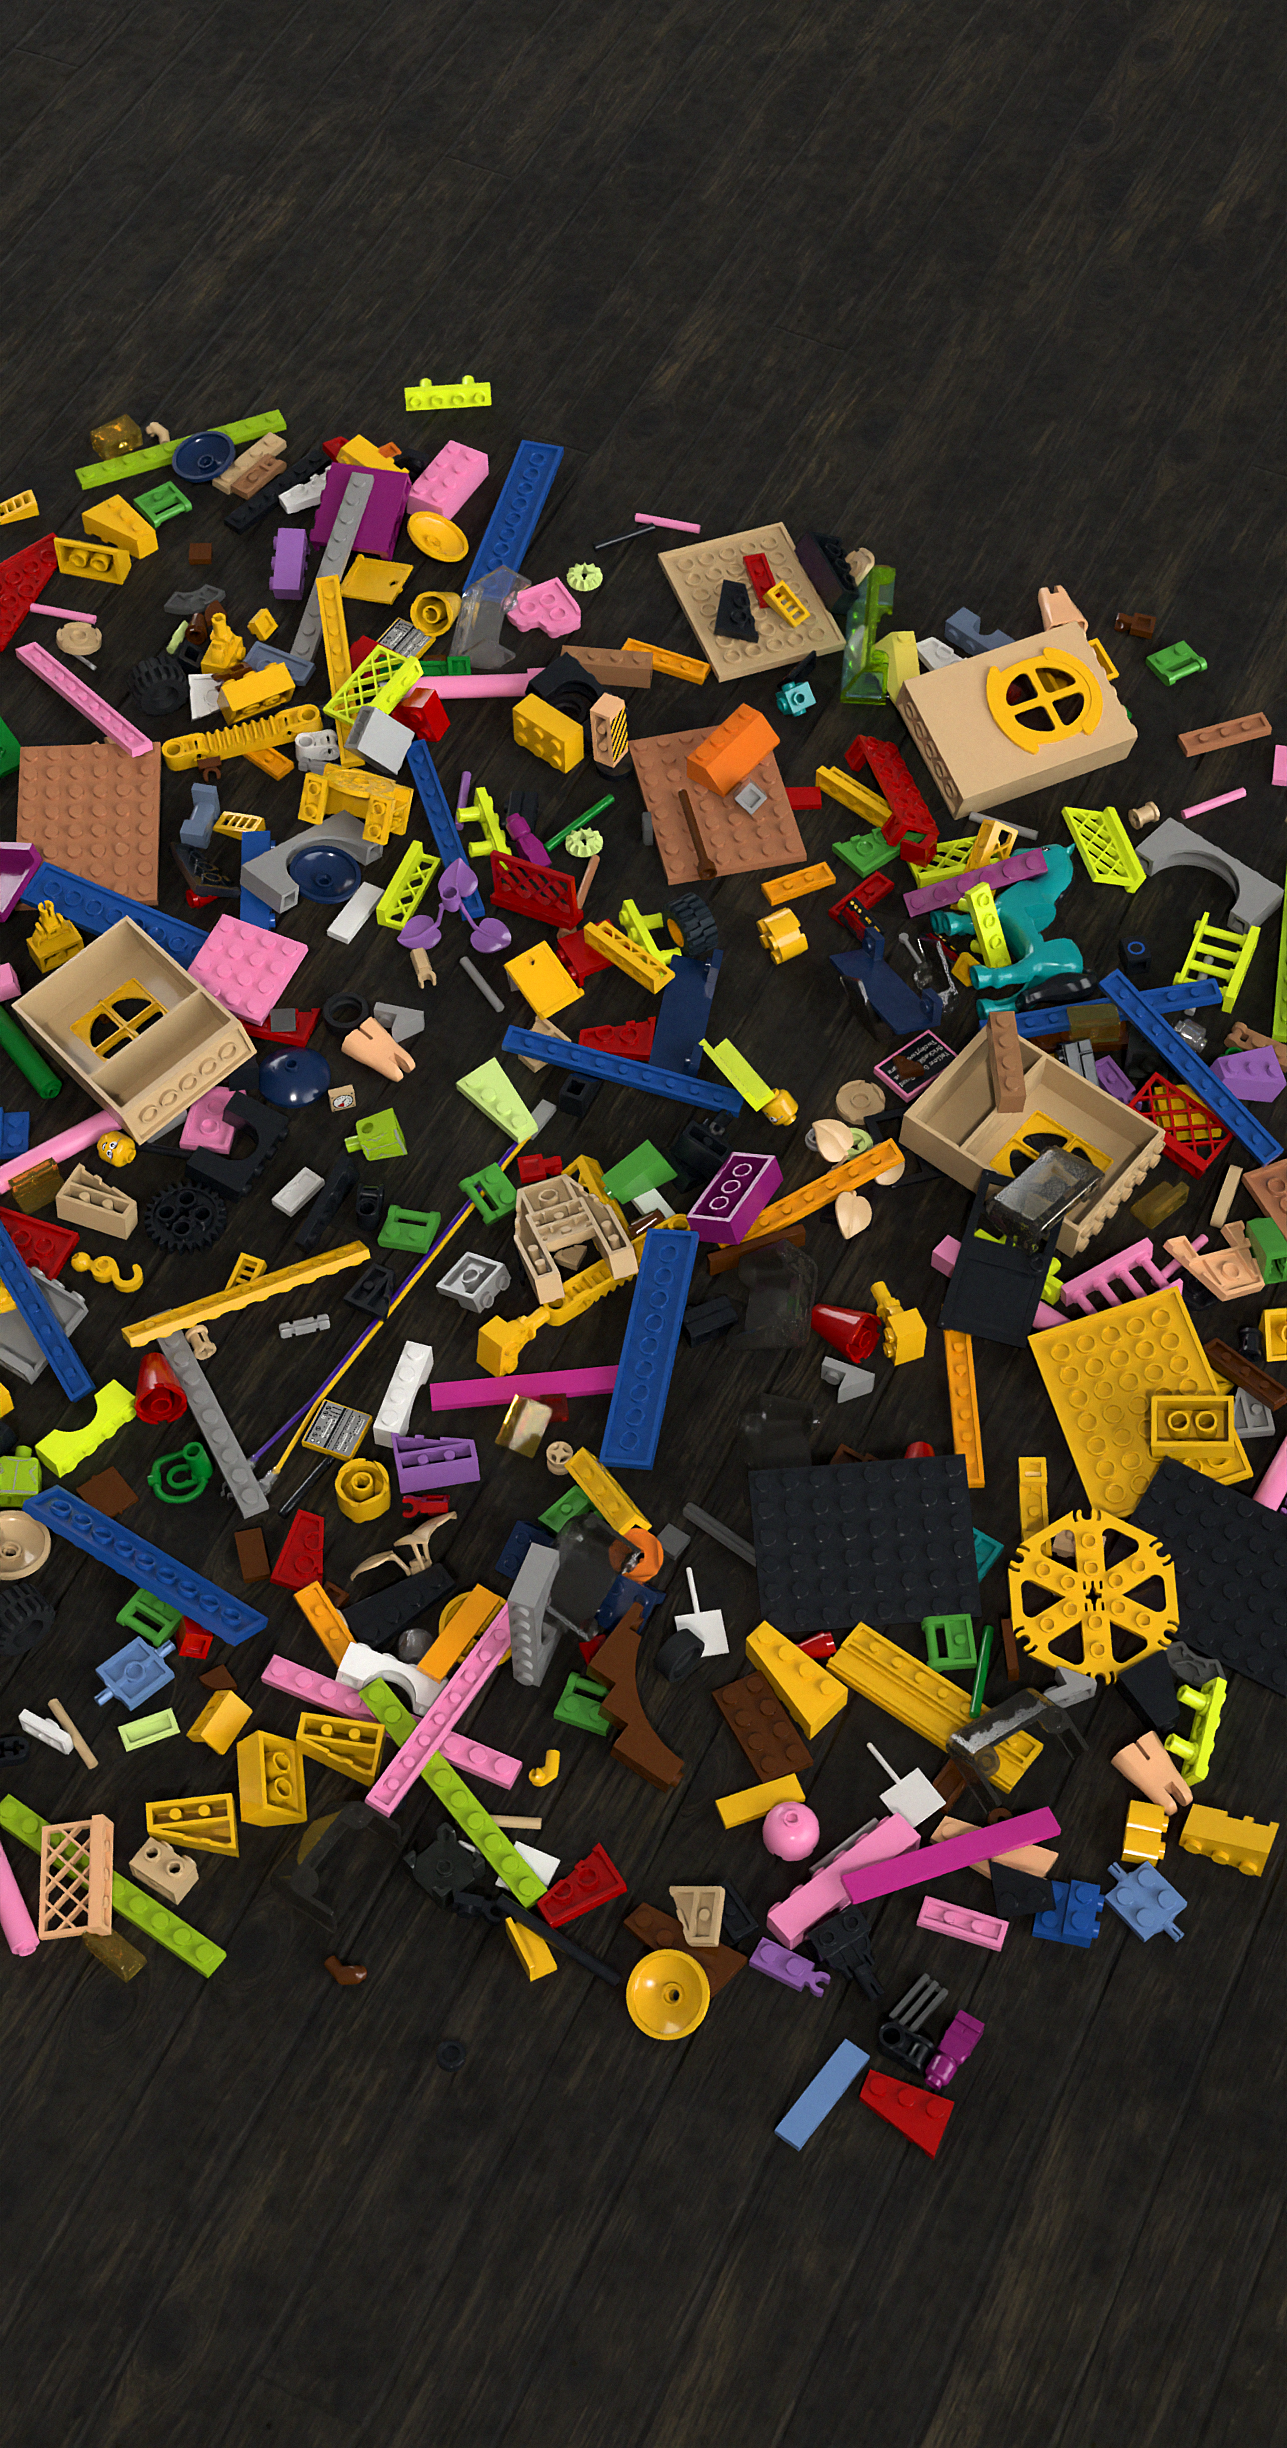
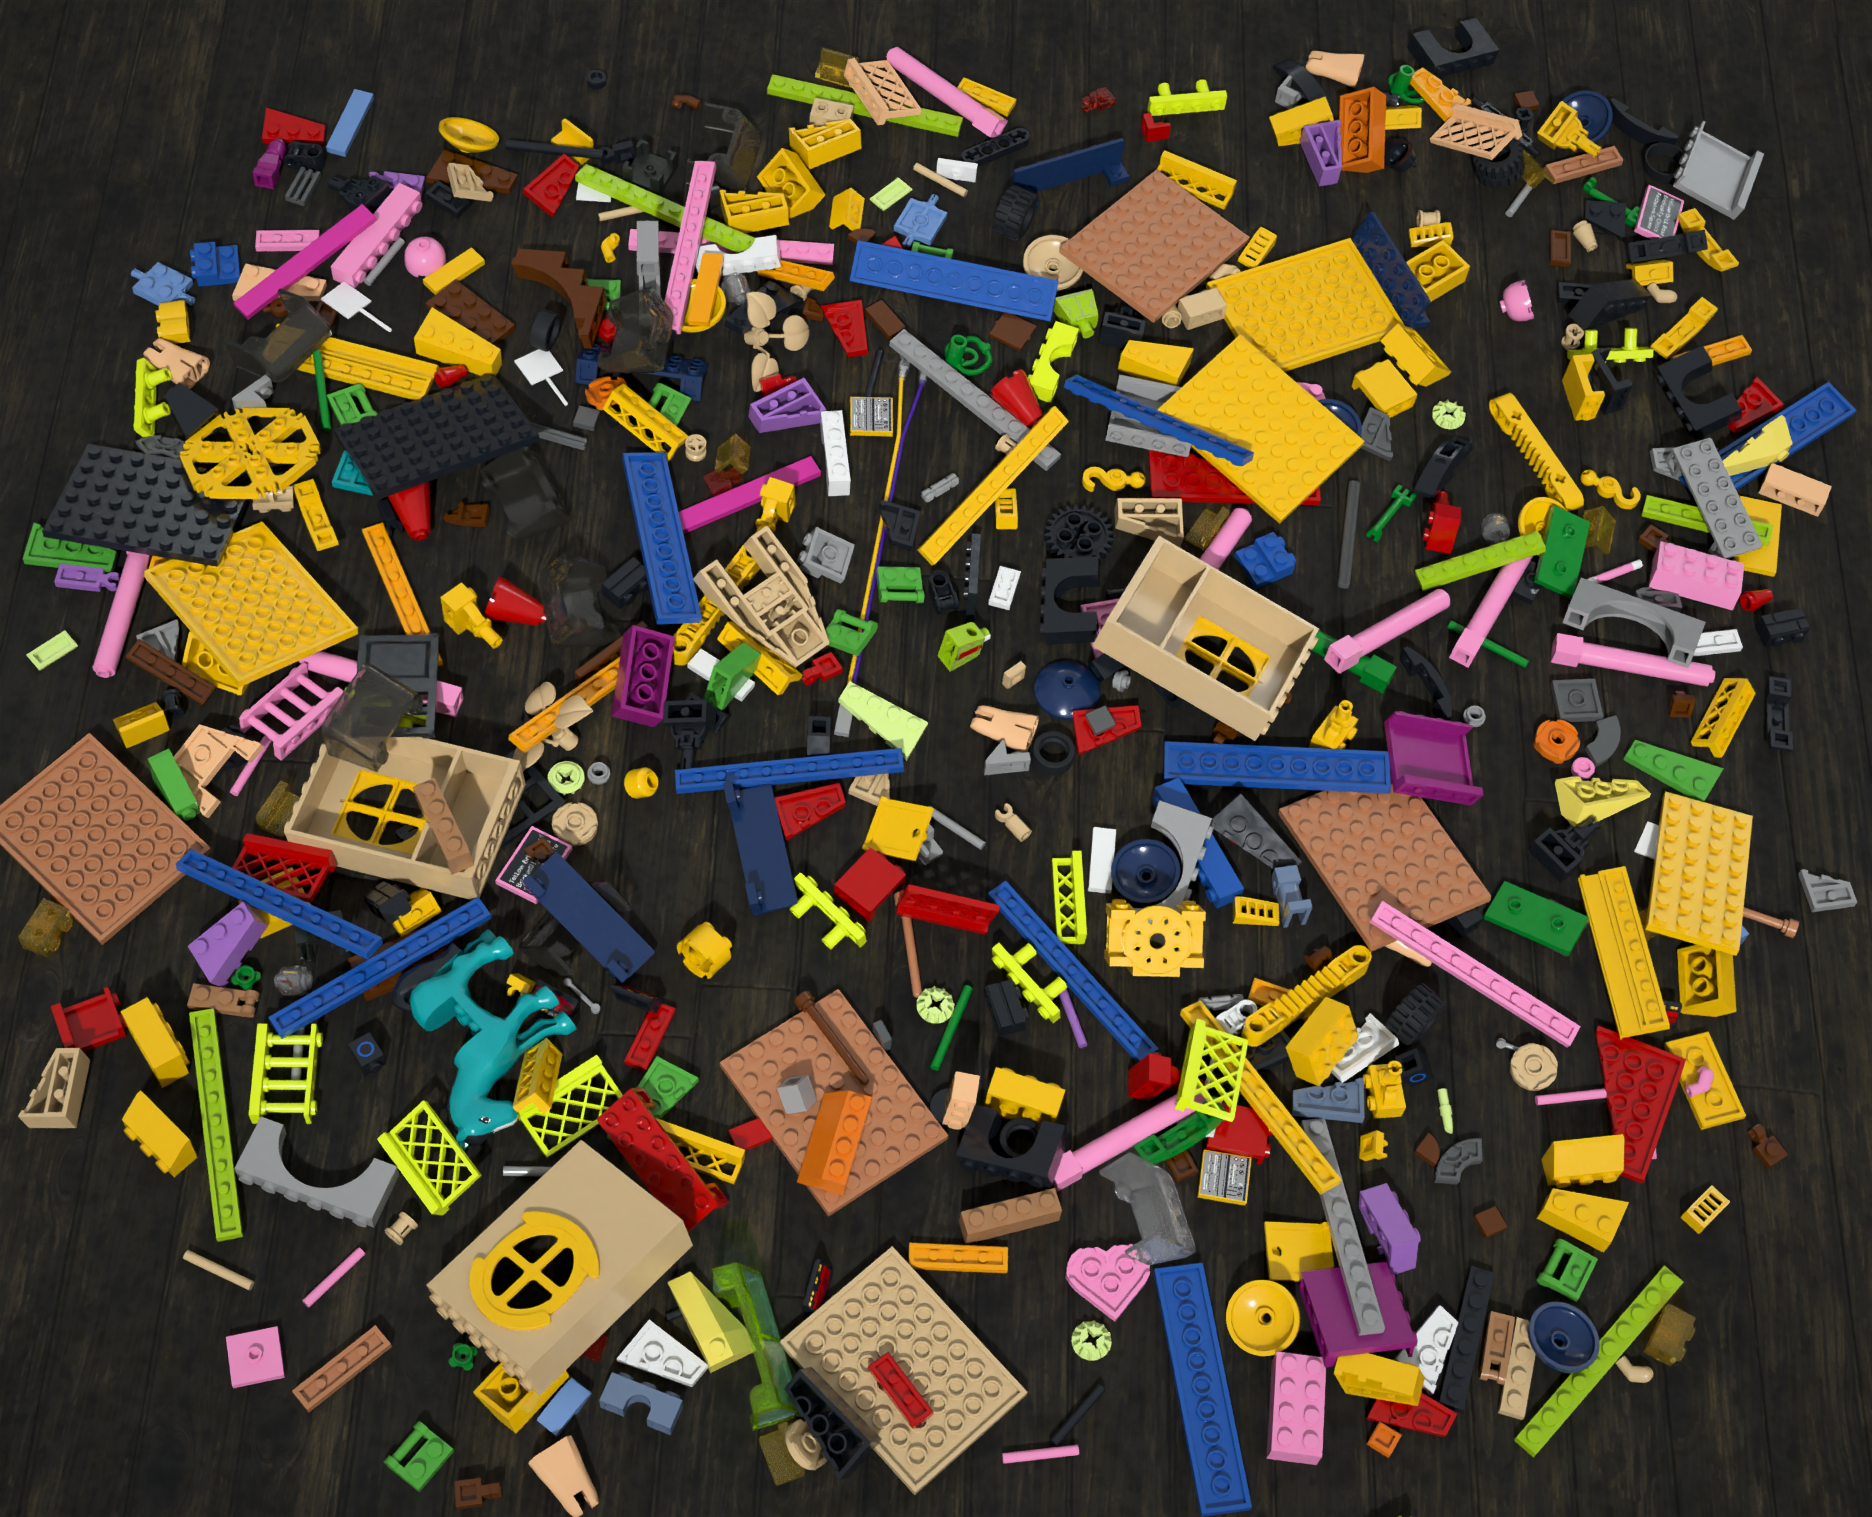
camera: 150 degrees right, 5 degrees up
(196, 629) = (1432, 1119): reddish brown cone -> none
(234, 672) = (1353, 1052): reddish brown plate -> none
(246, 967) = (1160, 750): bright pink plate -> none
(363, 1490) = (828, 374): yellow brick -> none
(379, 740) = (1174, 1018): brick -> none
(413, 461) = (1348, 1402): black wing -> none
(435, 612) = (1206, 1213): yellow cone -> none
(455, 883) = (1024, 908): medium lavender plant -> none
(527, 844) = (978, 965): magenta piece -> none
(627, 960) = (835, 862): yellow fence -> none
(642, 1223) = (711, 641): reddish brown cone -> none
(690, 925) = (791, 923): black wheel -> none
(734, 613) = (908, 1325): black wing -> none
(739, 1073) = (687, 795): neon yellow fence -> none
(776, 605) = (873, 1362): yellow slope -> none
(795, 698) = (803, 1242): teal brick -> none
(798, 883) = (716, 1032): light orange tile -> none
(851, 1379) = (490, 570): light grey slope -> none
(921, 853) = (609, 1092): red panel -> none
(990, 937) = (511, 996): neon yellow plate -> none
(997, 875) = (497, 1075): magenta arch -> none
(1010, 1650) = (303, 407): reddish brown tile -> none
(1020, 1892) = (249, 256): black wing -> none
(1095, 1022) = (394, 946): clear yellow panel -> none
(1115, 1082) = (351, 909): medium lavender plate -> none
(1192, 1426) = (198, 574): yellow brick -> none
(1226, 1196) = (222, 831): tan beam -> none
(1228, 1839) = (108, 330): yellow wedge -> none

